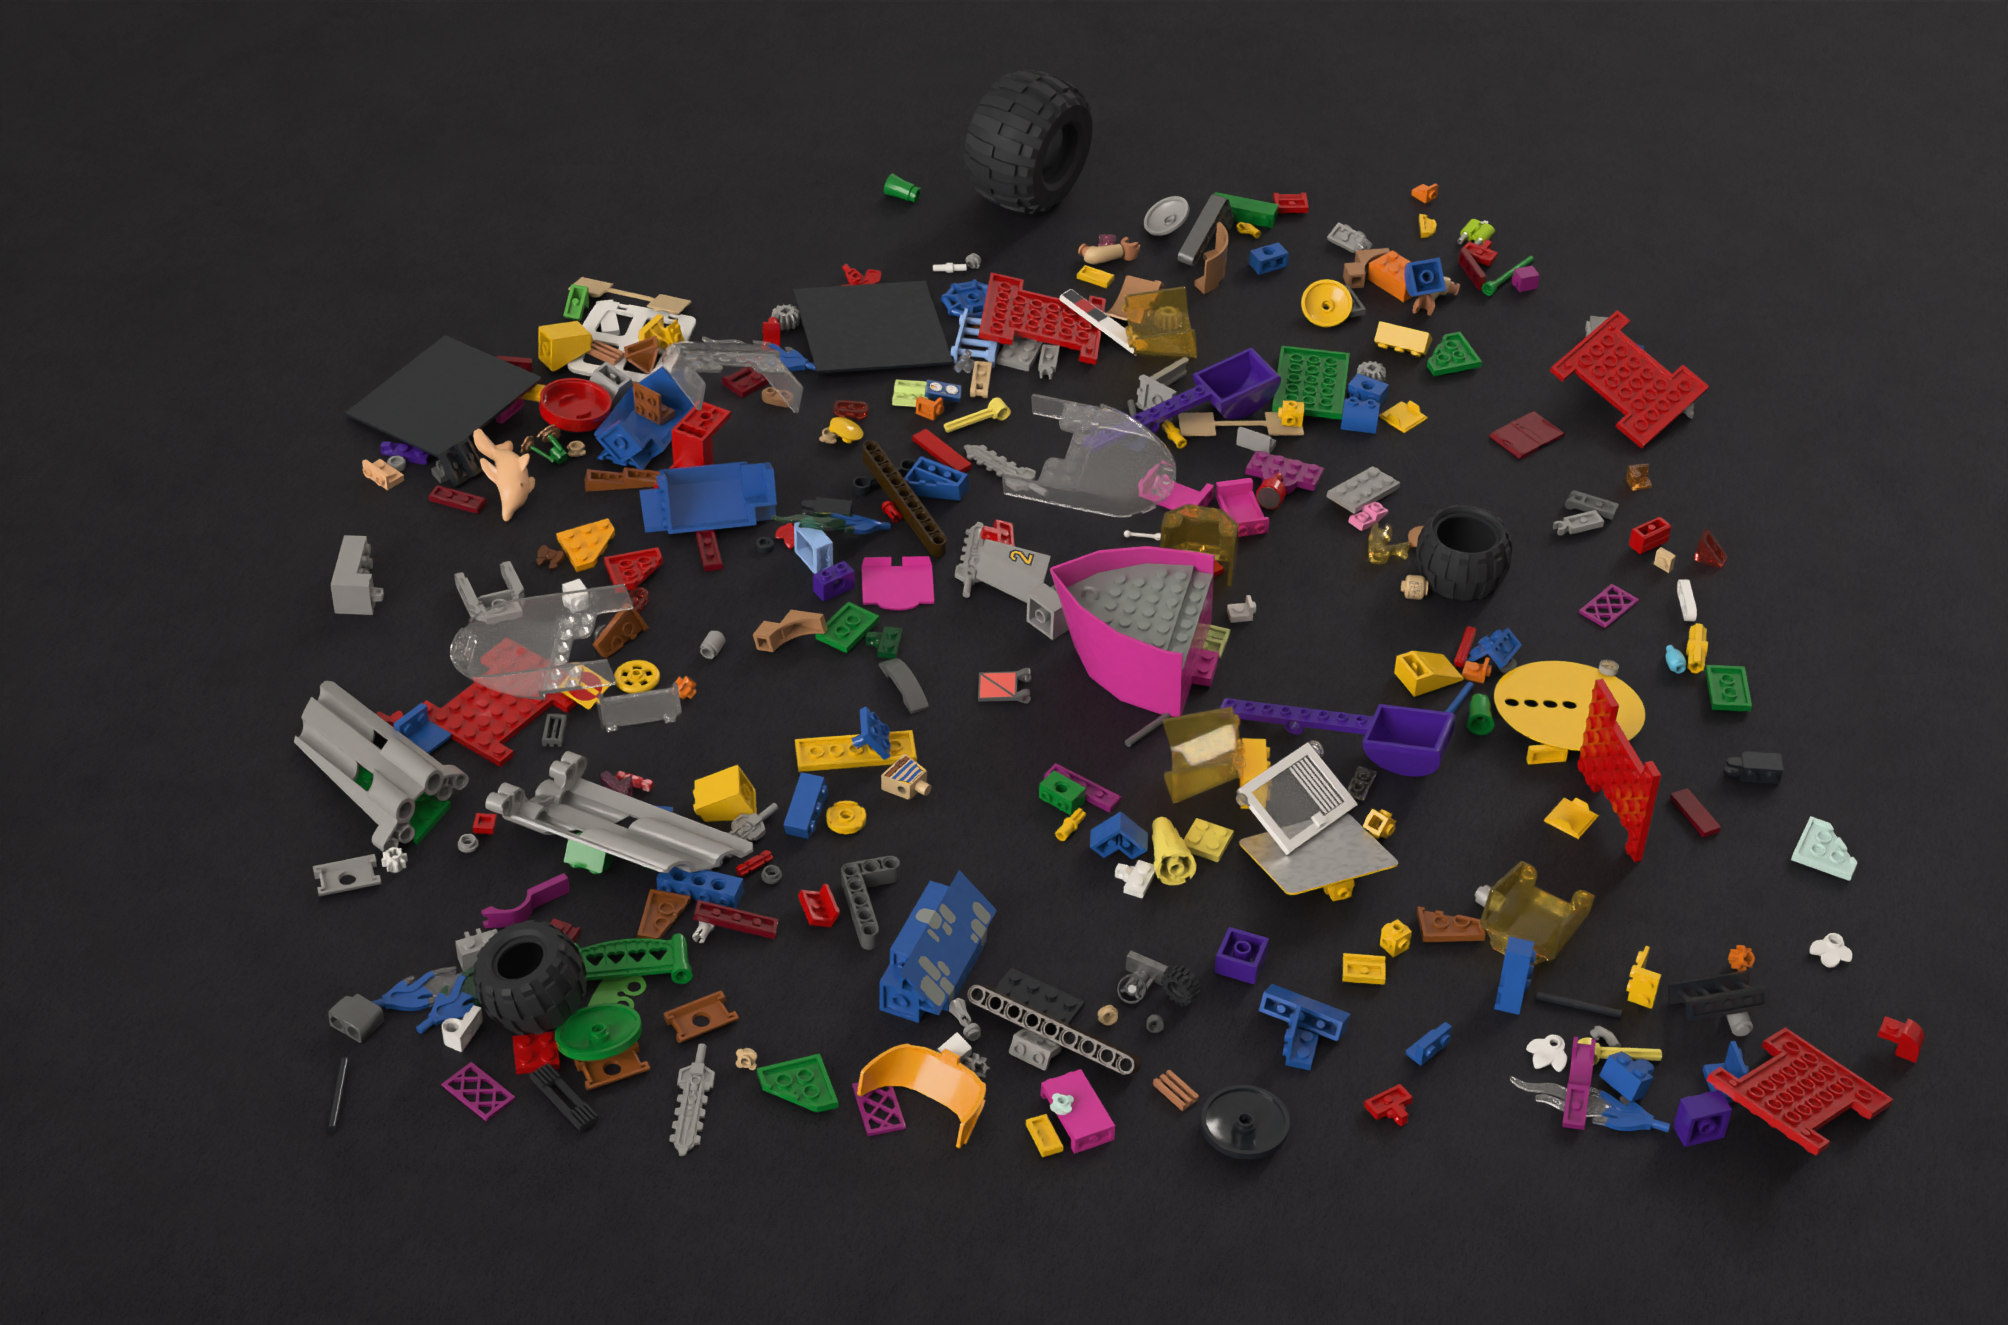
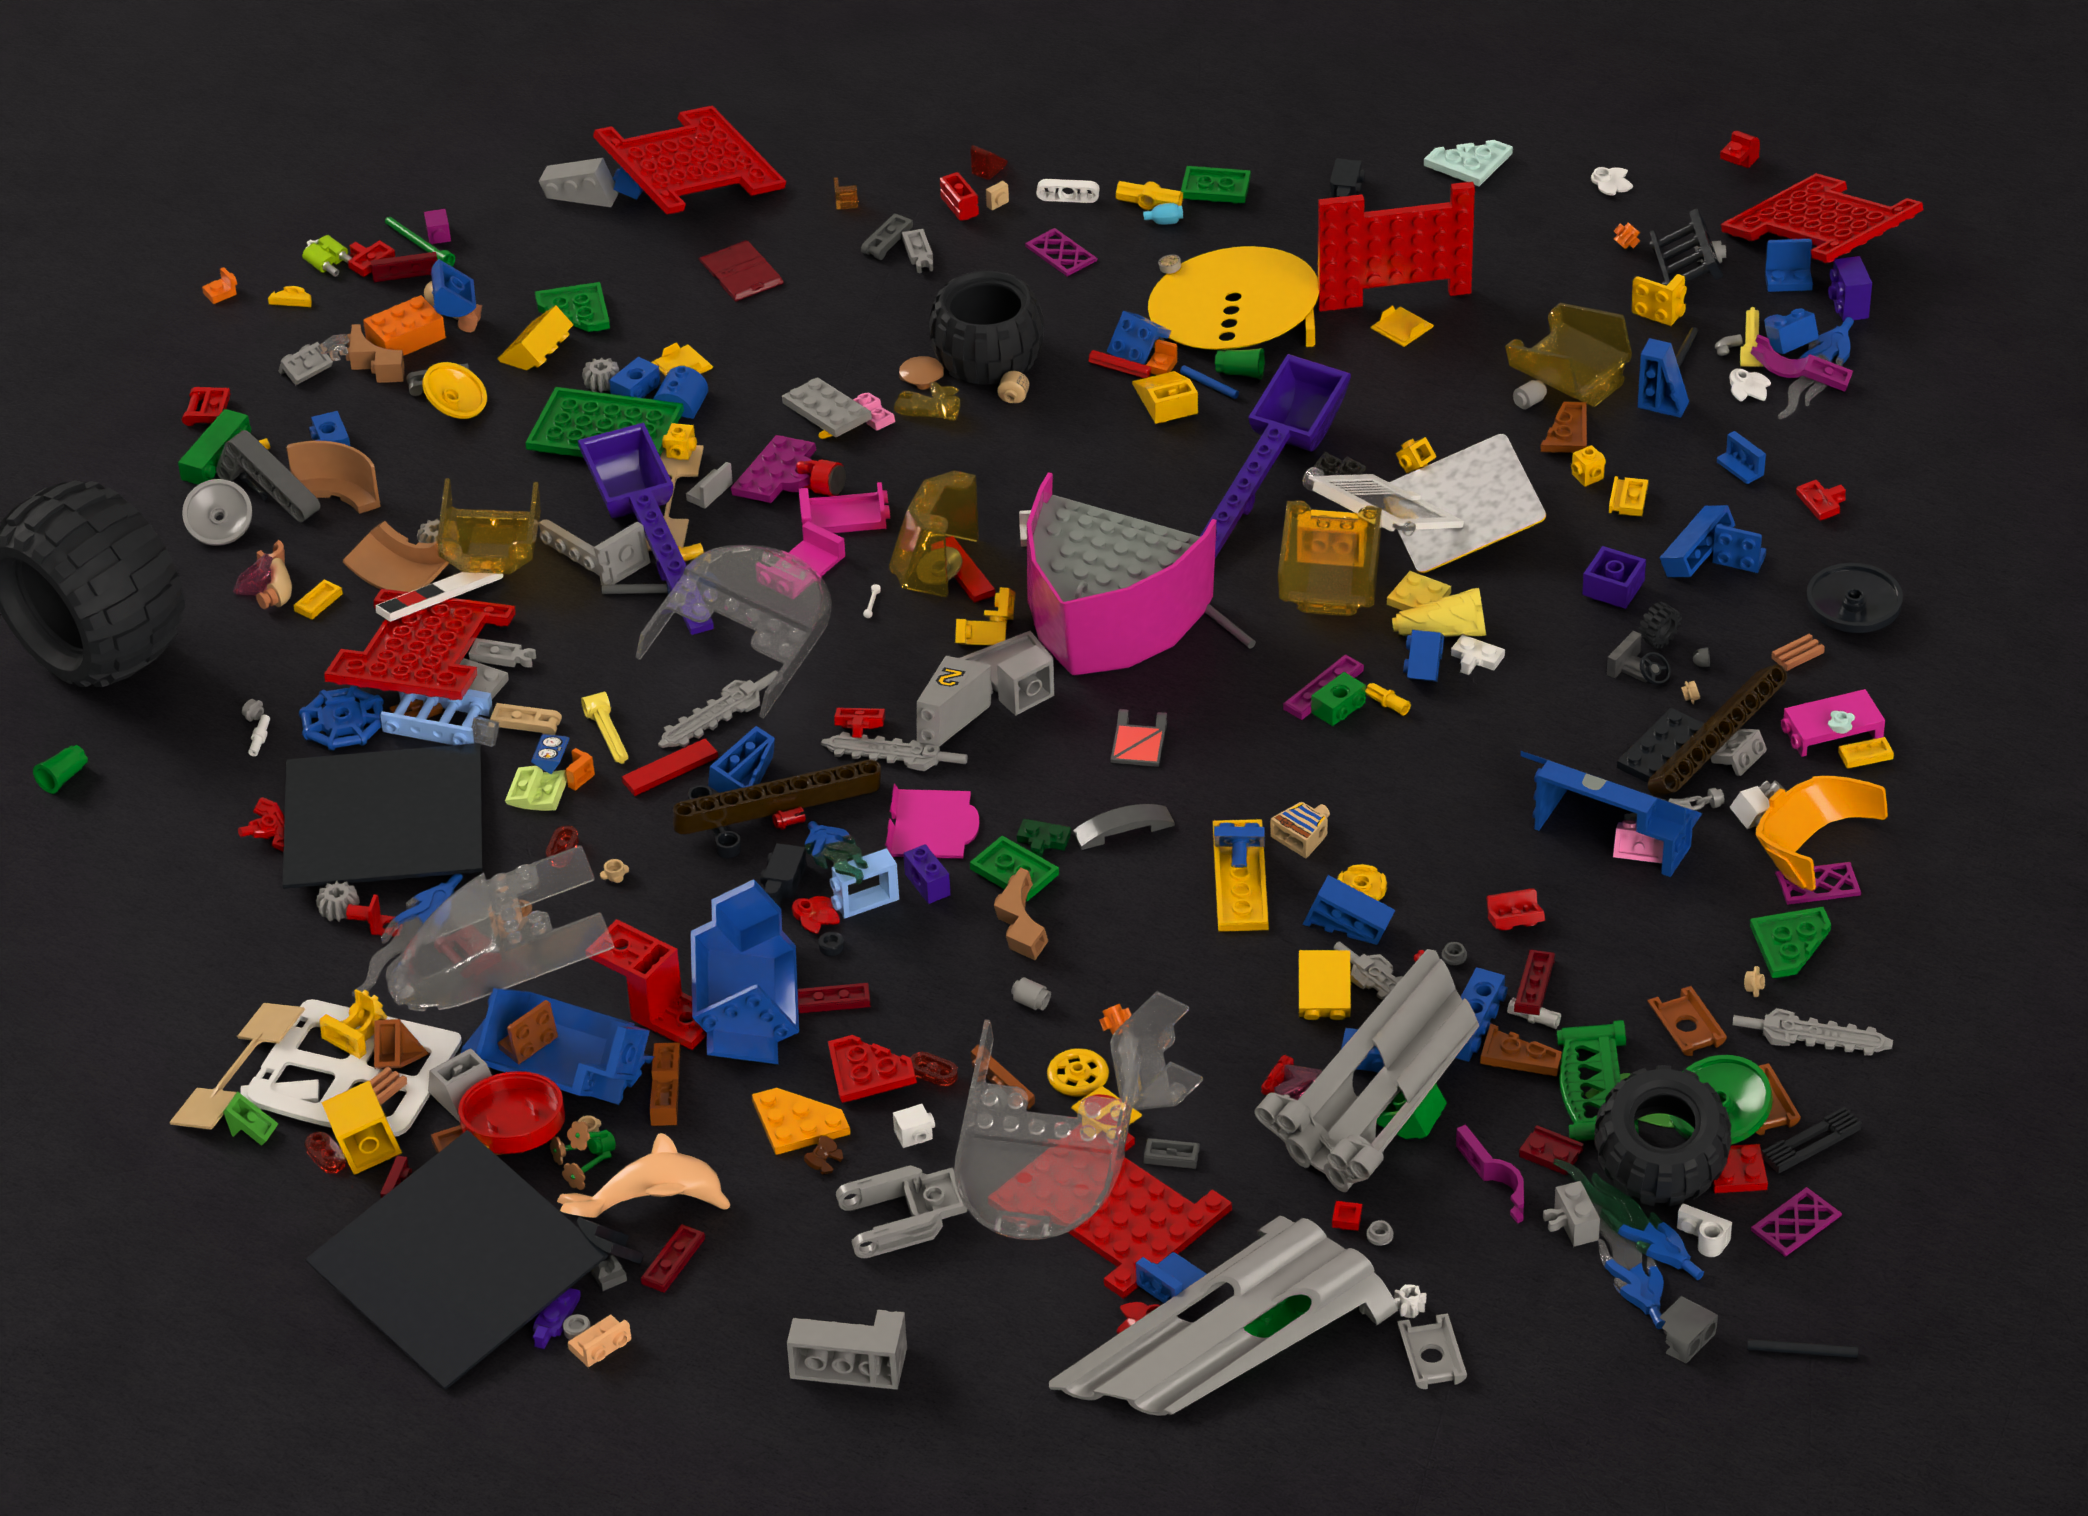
camera: 80 degrees left, 0 degrees up
(846, 429) = (612, 849): yellow dish -> none
(855, 879) = (1482, 880): dark grey beam -> none

